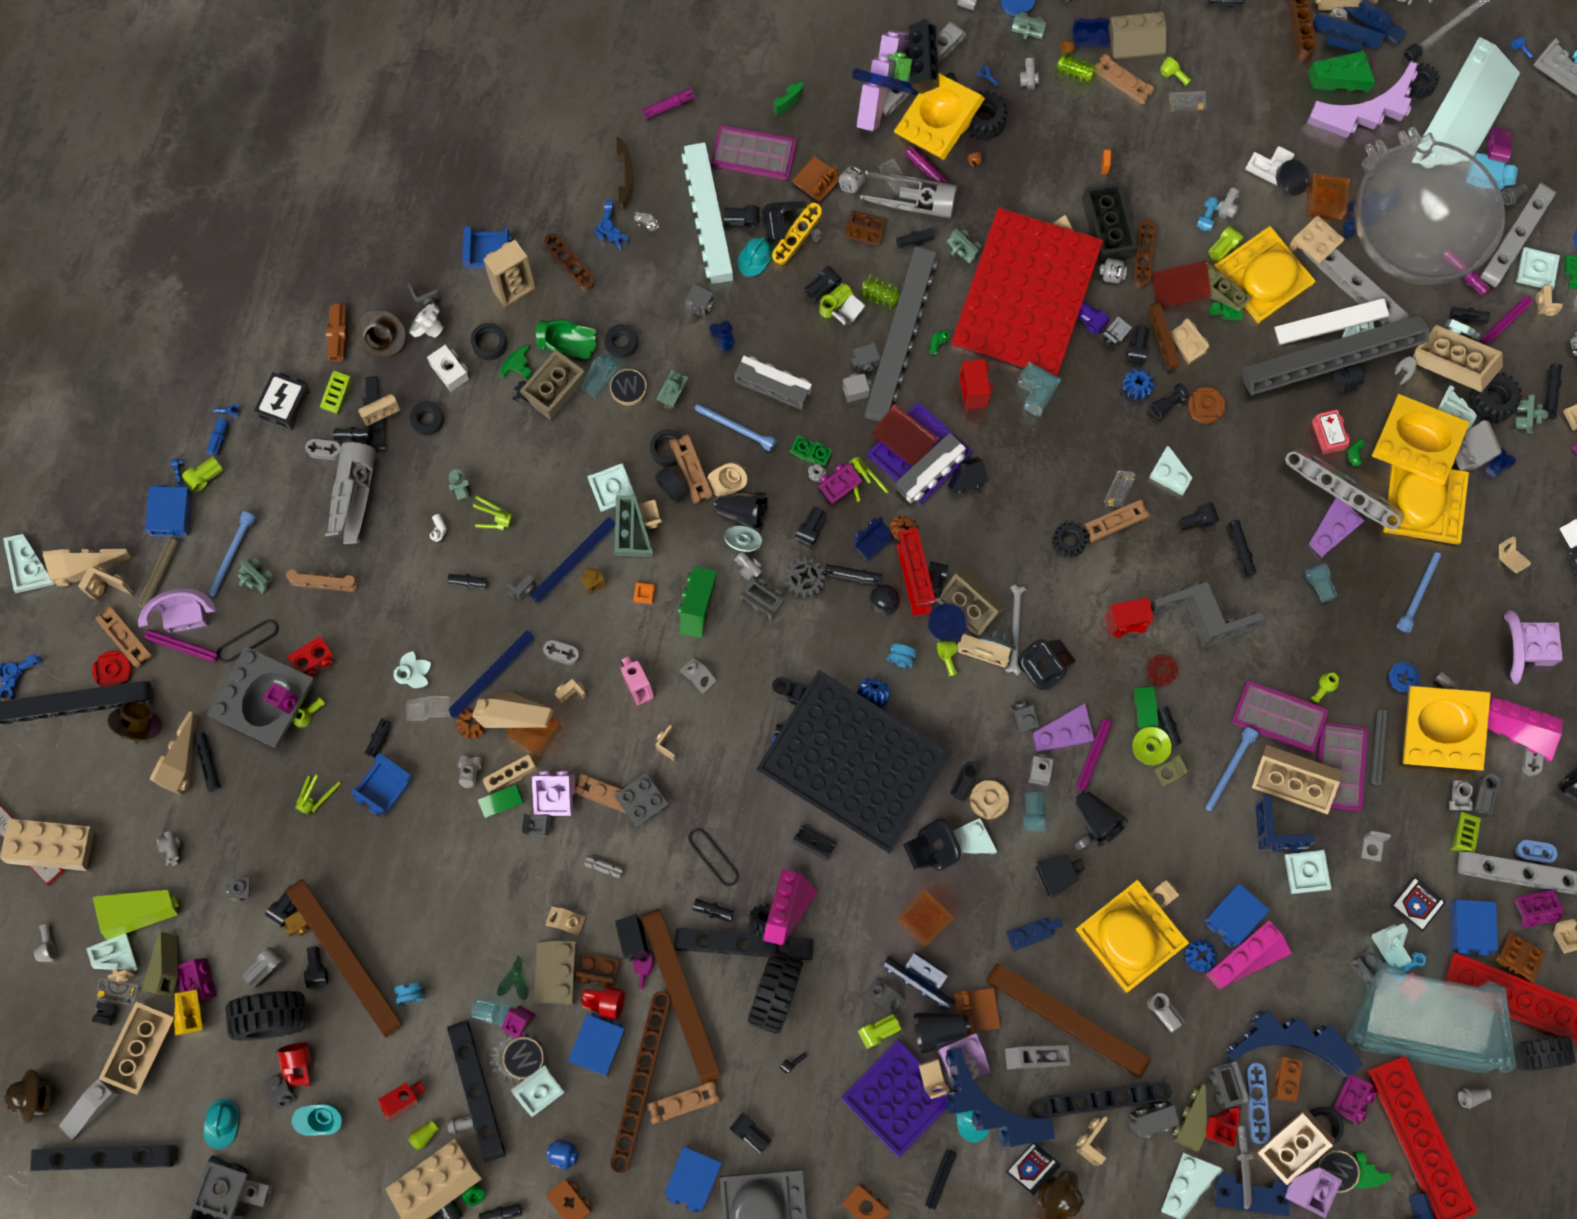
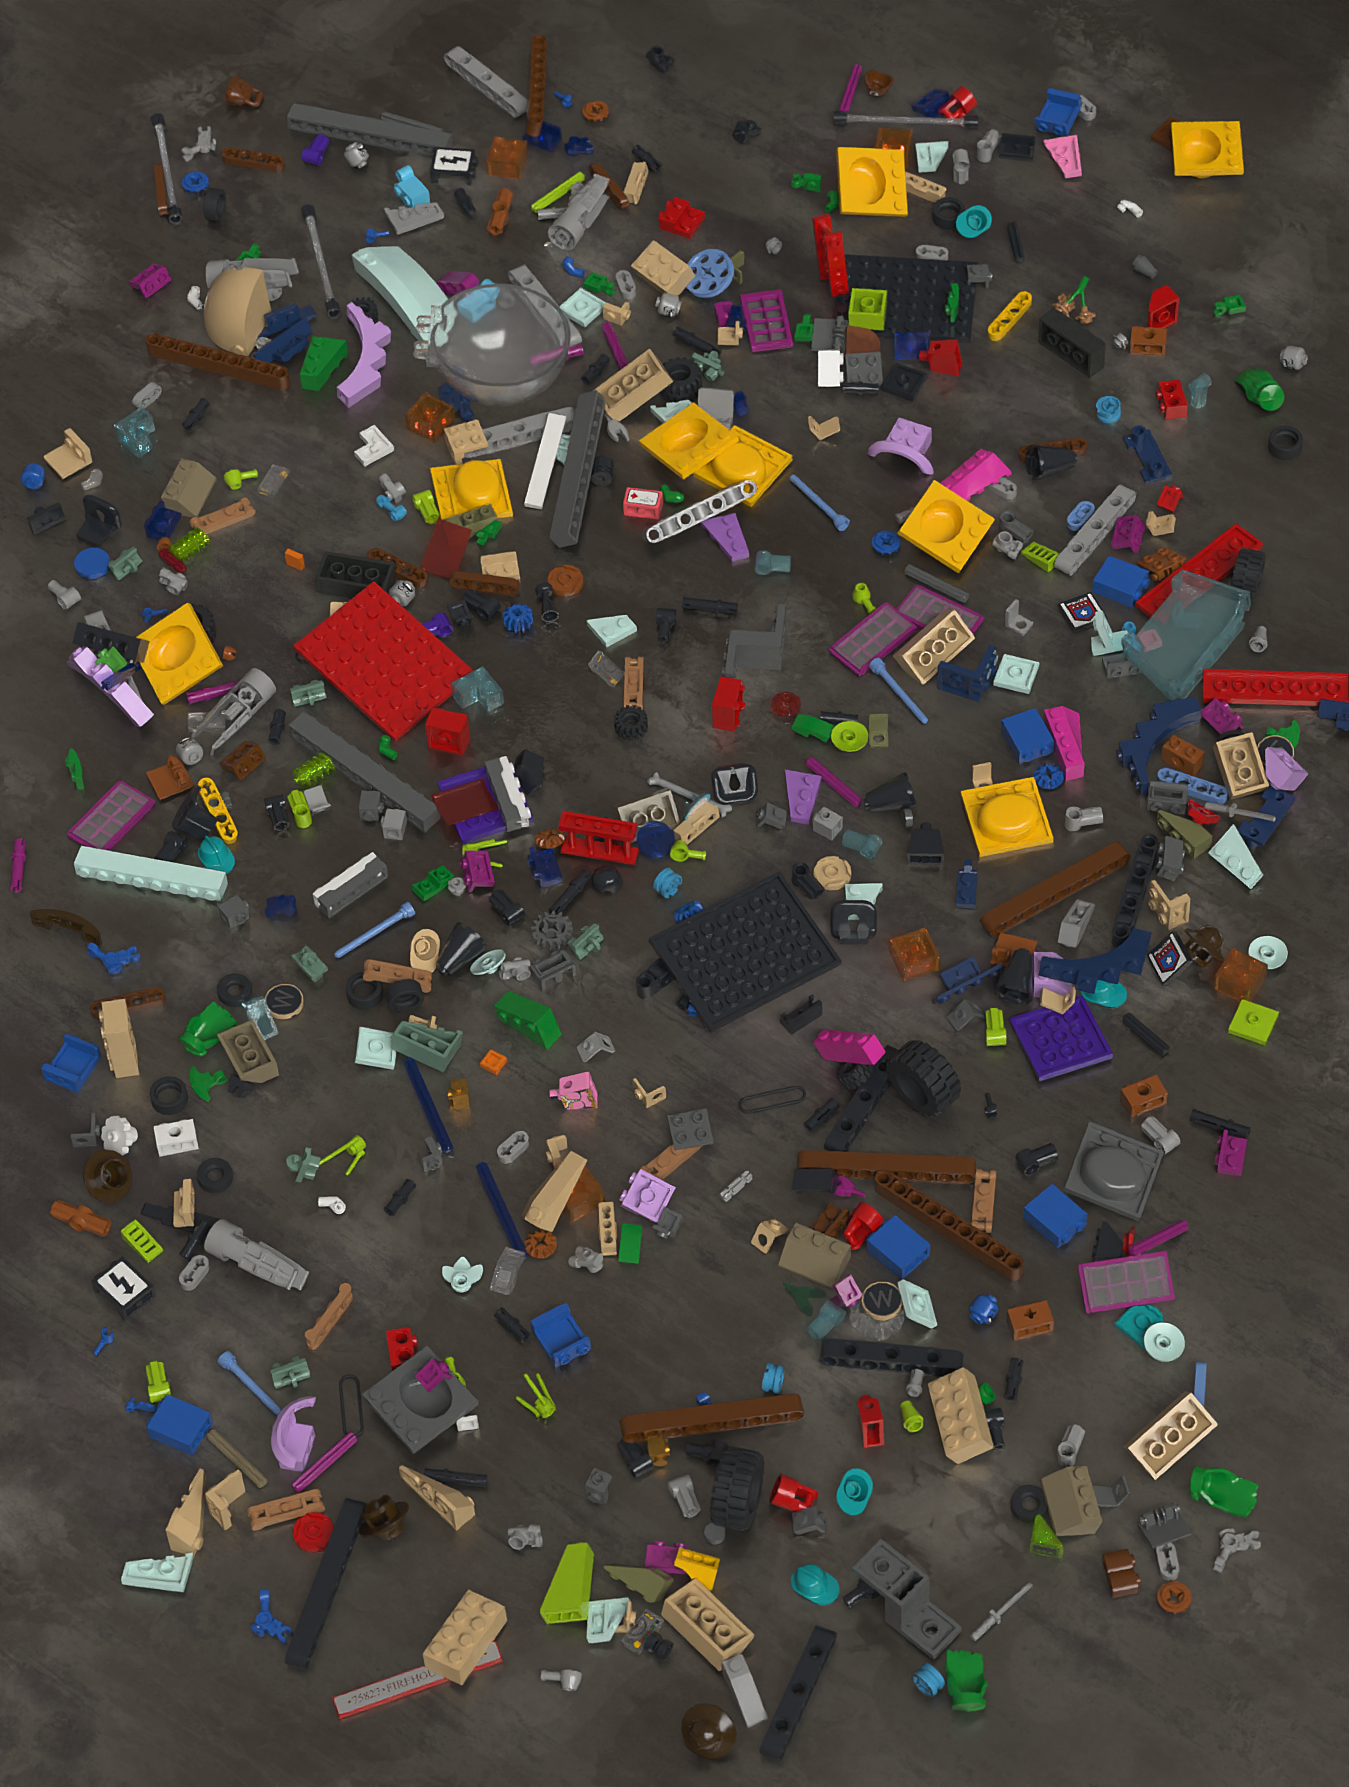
camera: 60 degrees left, 20 degrees down
(217, 436) = (125, 1358): blue axle -> none
(266, 749) = (467, 1423): none -> white slope
(369, 939) = (703, 1399): none -> blue hand
(648, 219) = (126, 925): clear arm -> none
(806, 615) = (588, 941): none -> sand green hips
(1052, 65) = (172, 560): none -> dark red axle
(1292, 177) = (395, 435): black tile -> none
(1460, 328) = (603, 376): light aqua wing -> none

